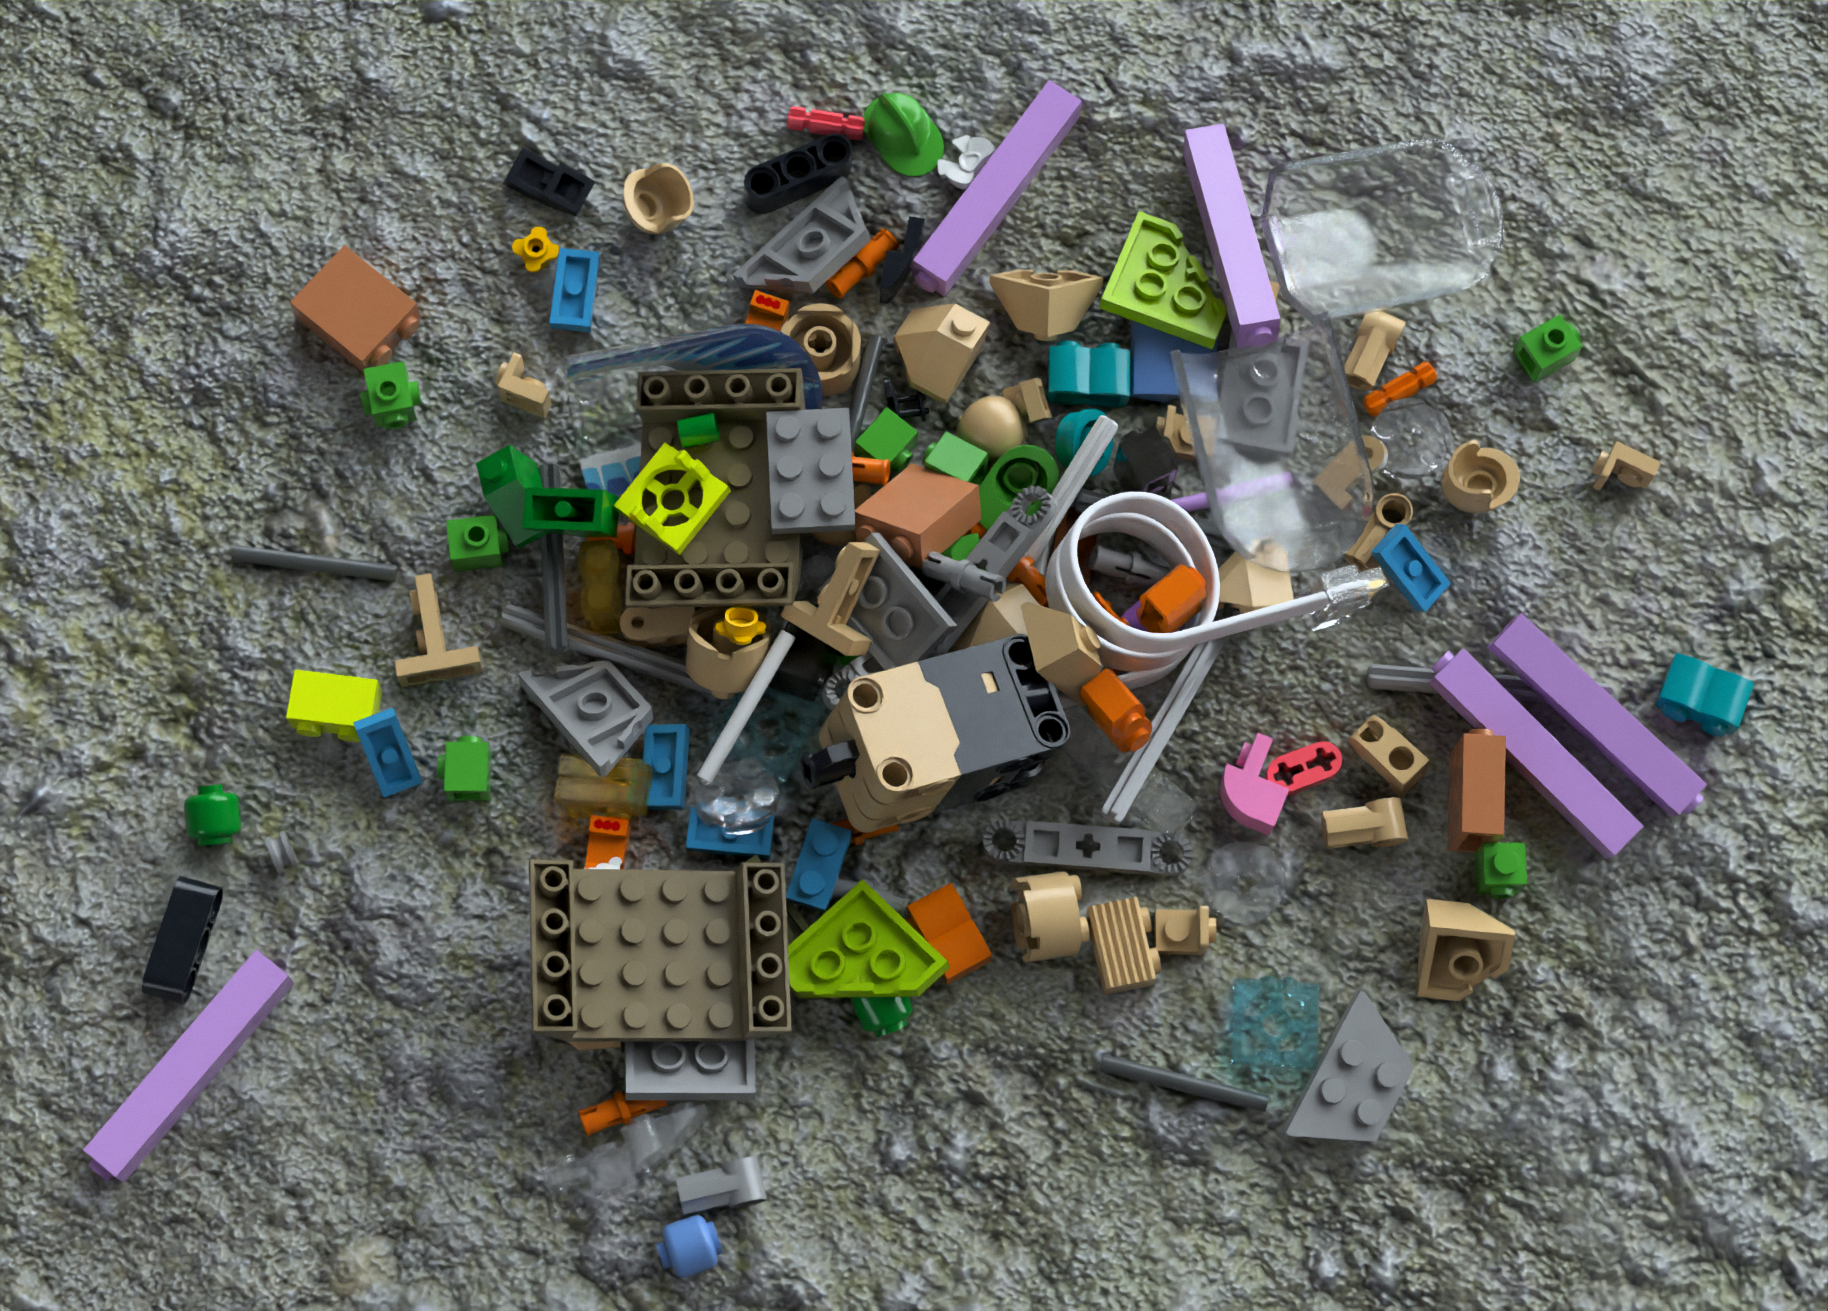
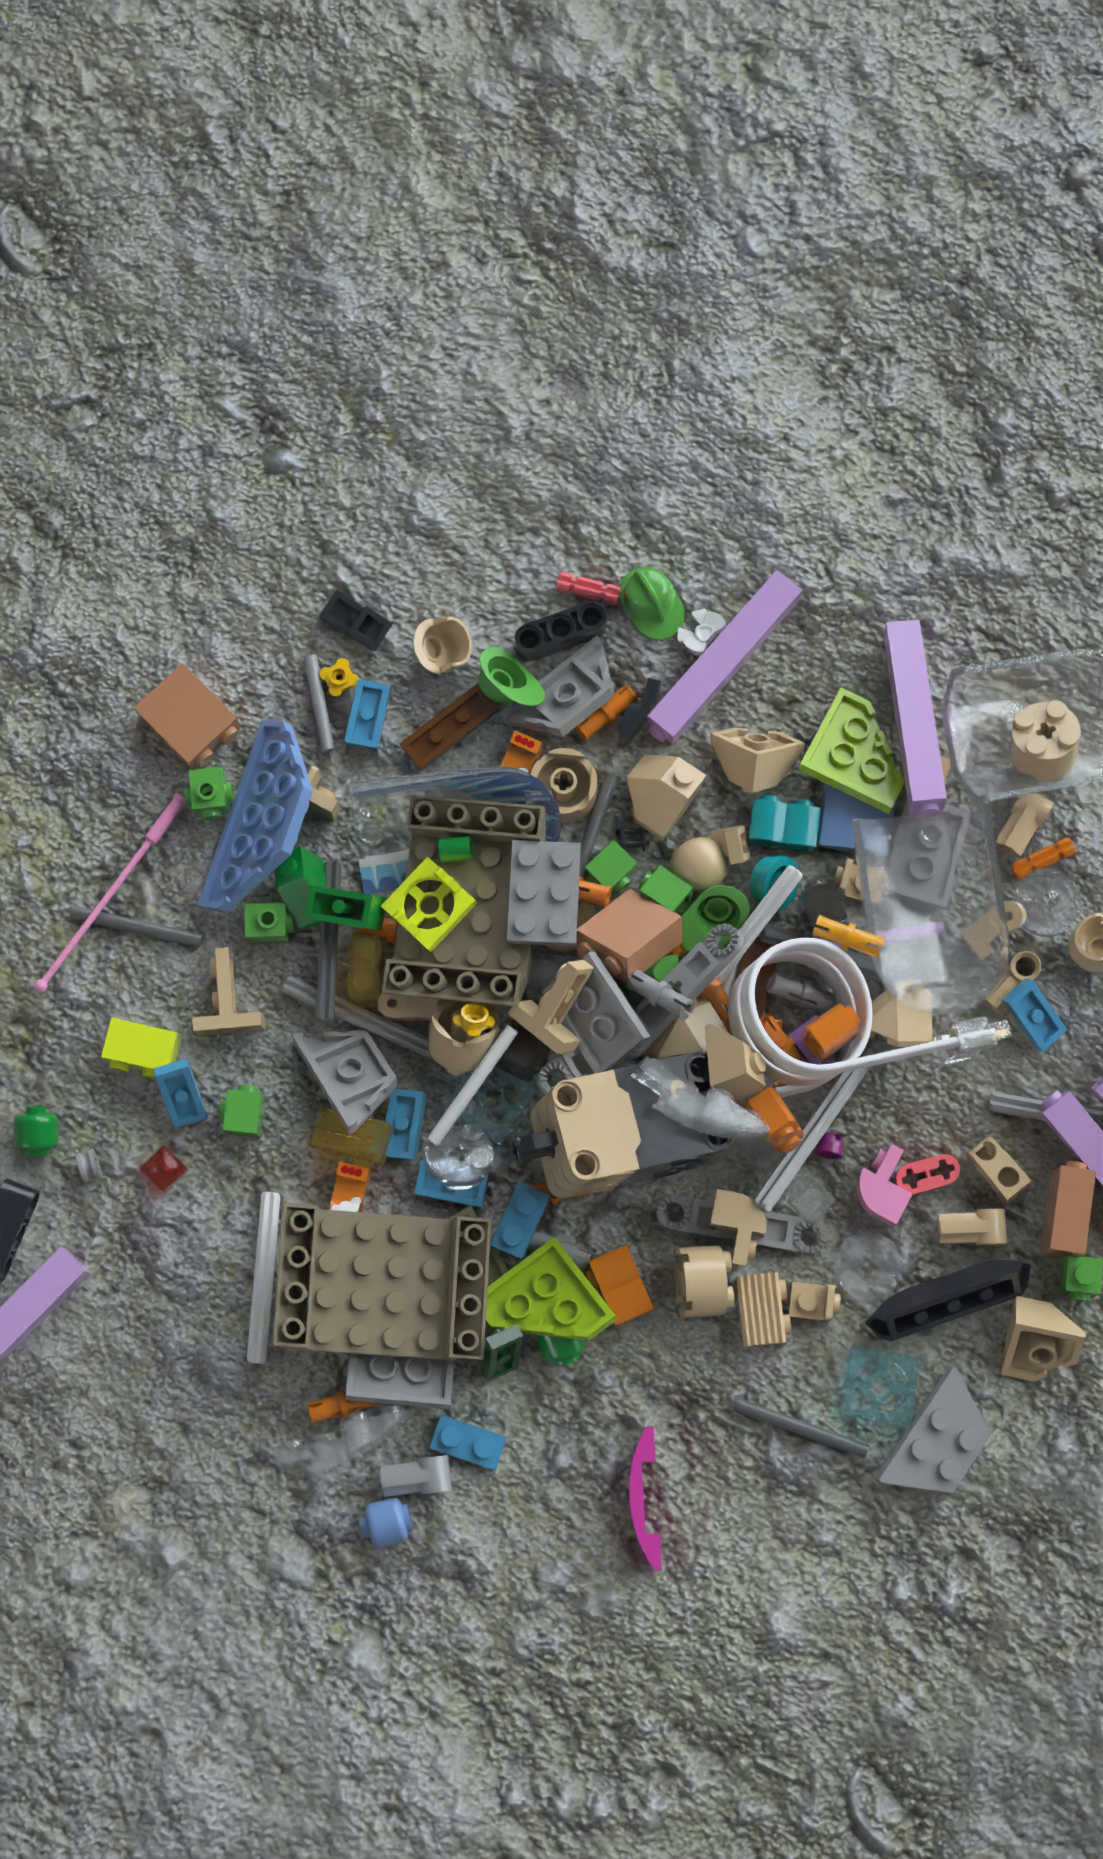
camera: 15 degrees right, 5 degrees up
(324, 456) = (151, 837): none -> bright pink piece
(374, 848) = (164, 1169): none -> clear red tile
(458, 420) = (262, 819): none -> medium blue plate
(509, 967) = (263, 1278): none -> white axle
(514, 282) = (319, 703): none -> light grey bar
(675, 294) = (449, 727): none -> reddish brown plate
(738, 234) = (506, 680): none -> bright green piece
(780, 1140) = (468, 1442): none -> dark azure plate
(812, 1023) = (501, 1352): none -> dark green plate
(1015, 1236) = (649, 1542): none -> dark pink slope
(1039, 703) = (710, 1113): none -> clear slope
(1088, 833) = (739, 1214): none -> tan brick
(1181, 487) = (848, 936): none -> light orange pin
(1183, 746) = (830, 1146): none -> magenta hinge
(1346, 909) = (949, 1298): none -> black brick
(1388, 247) = (1045, 740): none -> tan brick

